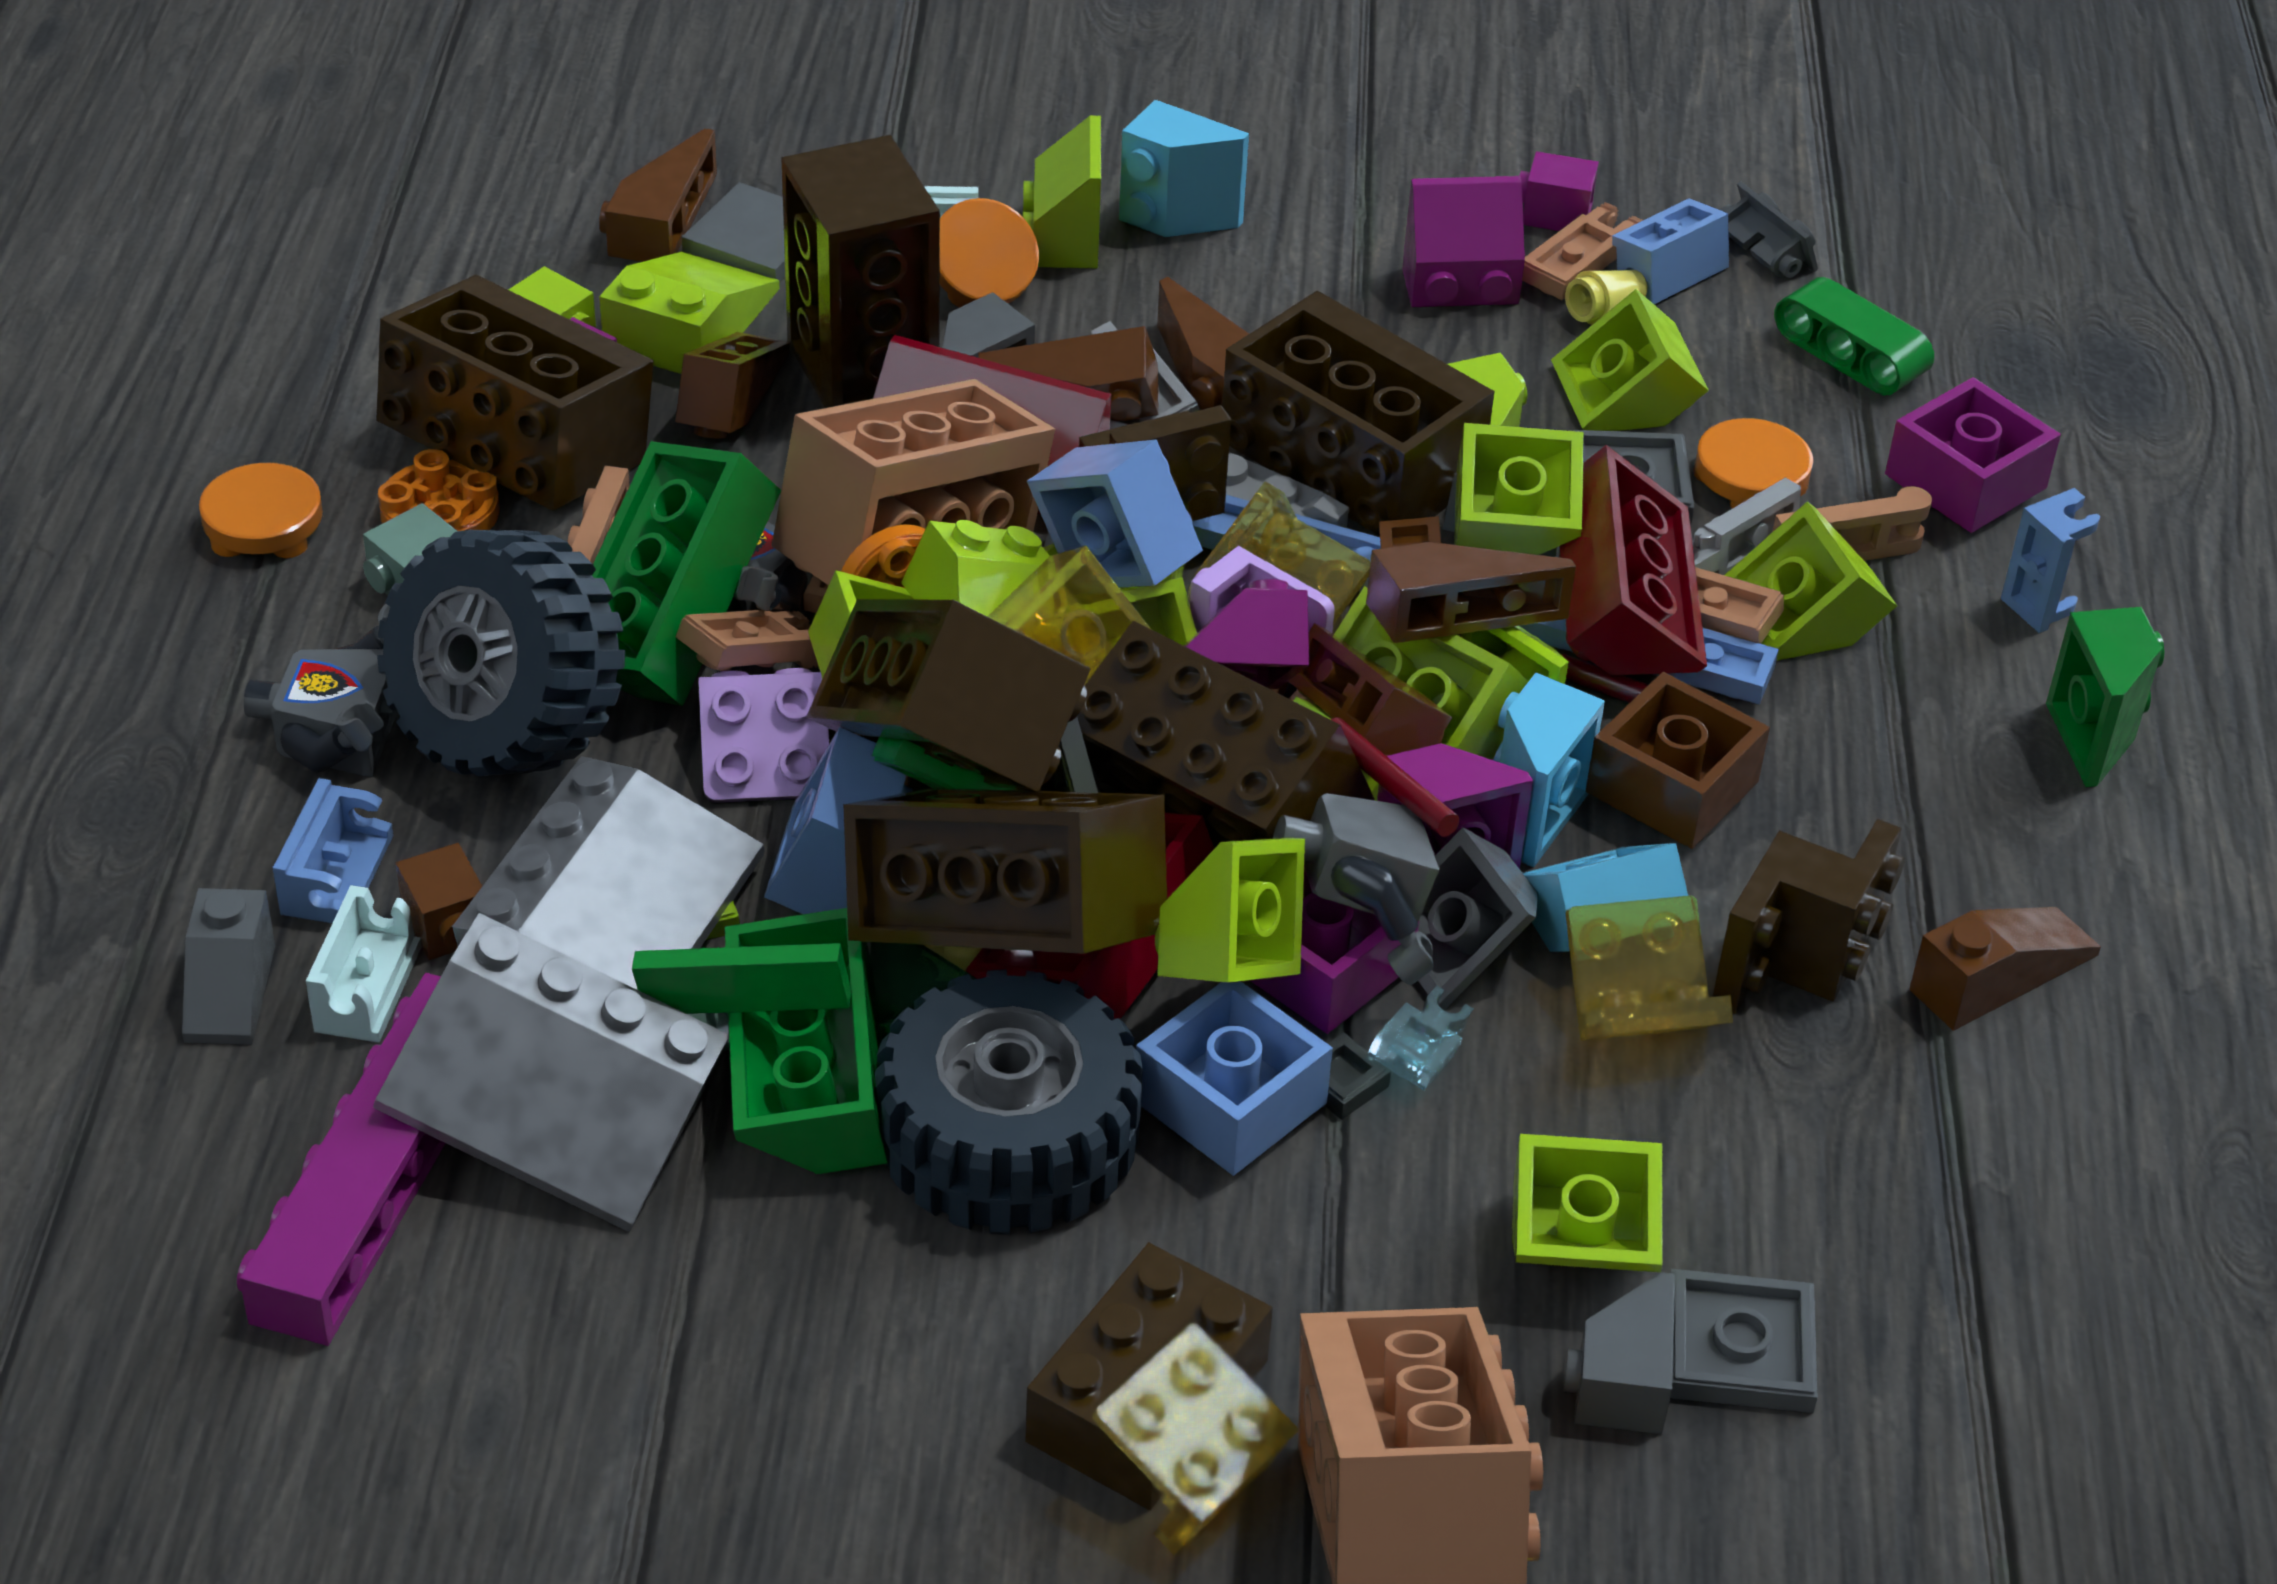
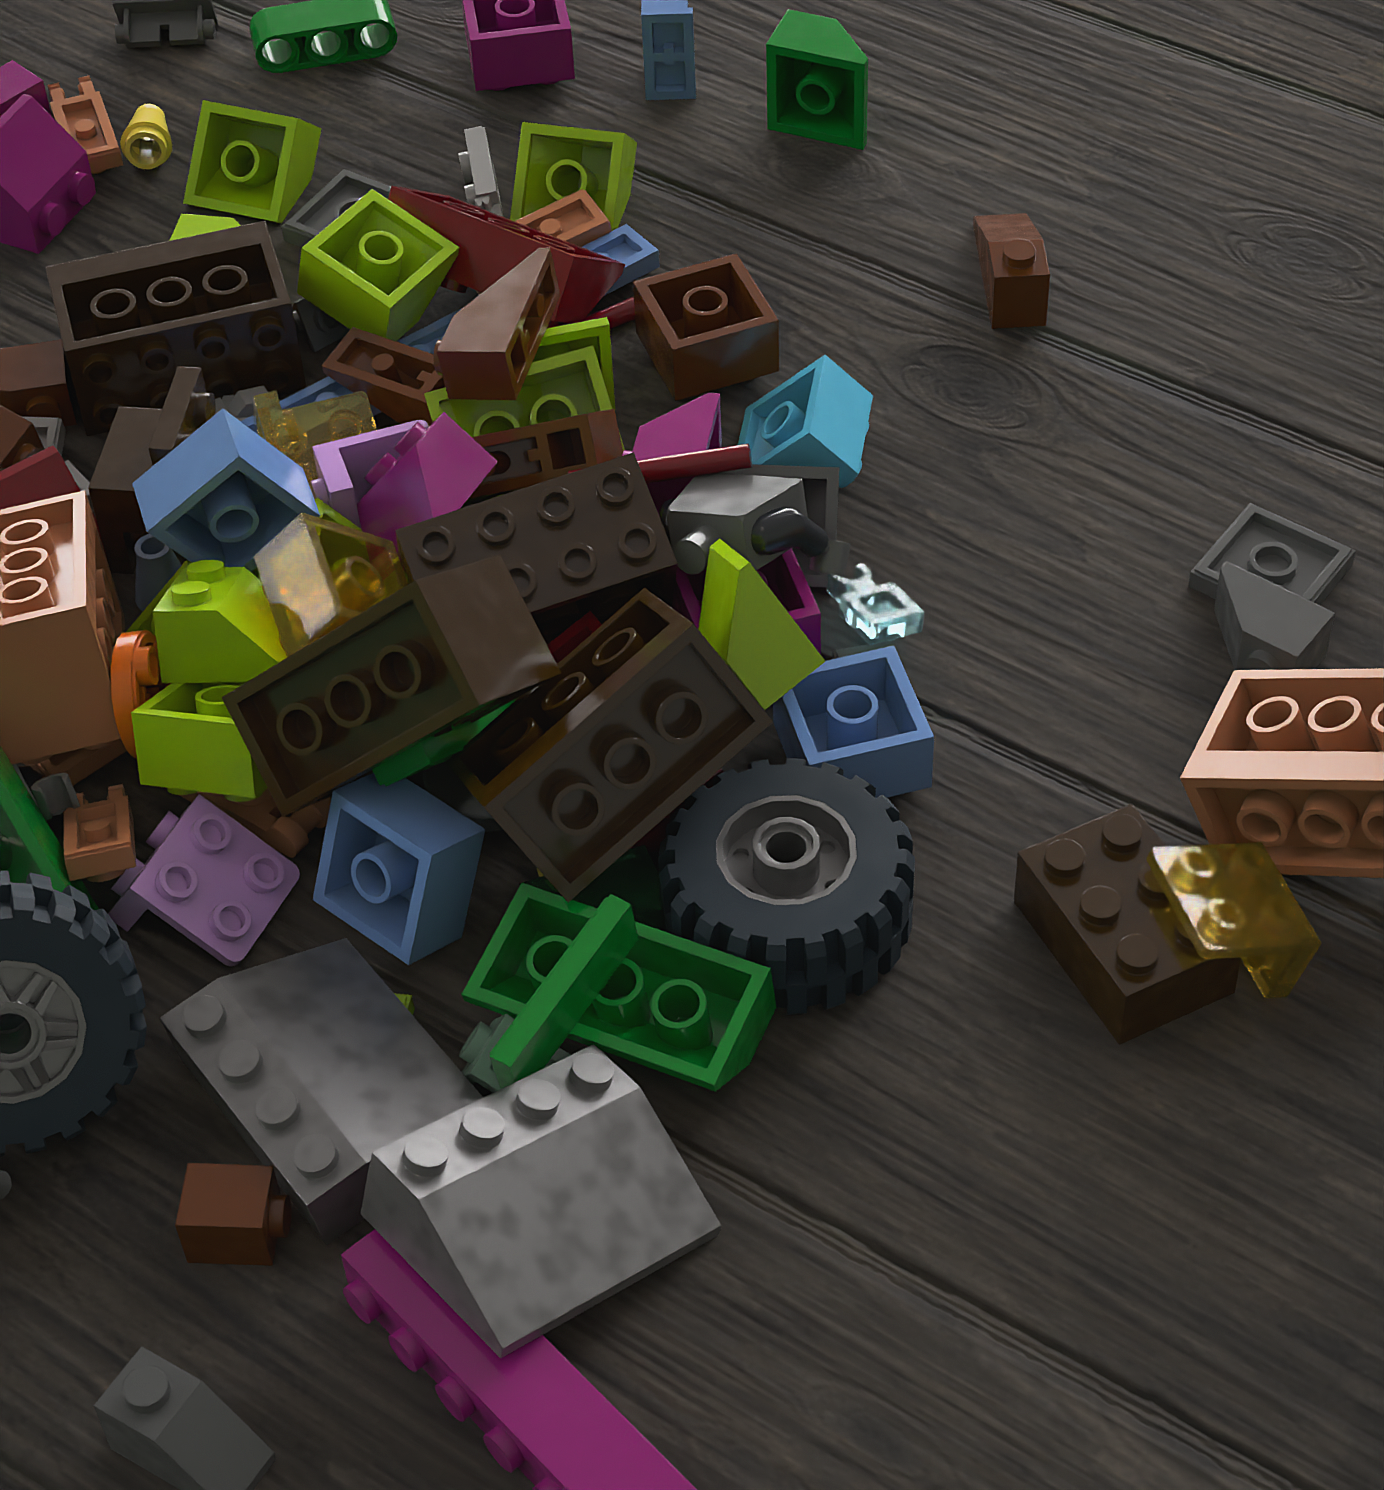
camera: 55 degrees left, 5 degrees up
(329, 852) = (90, 1289): medium blue hinge -> none
(361, 968) = (265, 1319): light aqua hinge -> none
(1552, 738) = (652, 374): medium azure slope -> none
(1588, 1203) = (1130, 582): lime slope -> none
(1641, 969) = (913, 454): clear yellow bracket -> none
(1675, 247) = (136, 71): medium blue hinge -> none
(1749, 456) = (409, 147): orange tile -> none
(1809, 915) = (925, 330): dark brown bracket -> none
(1880, 525) = (539, 108): nougat plate -> none

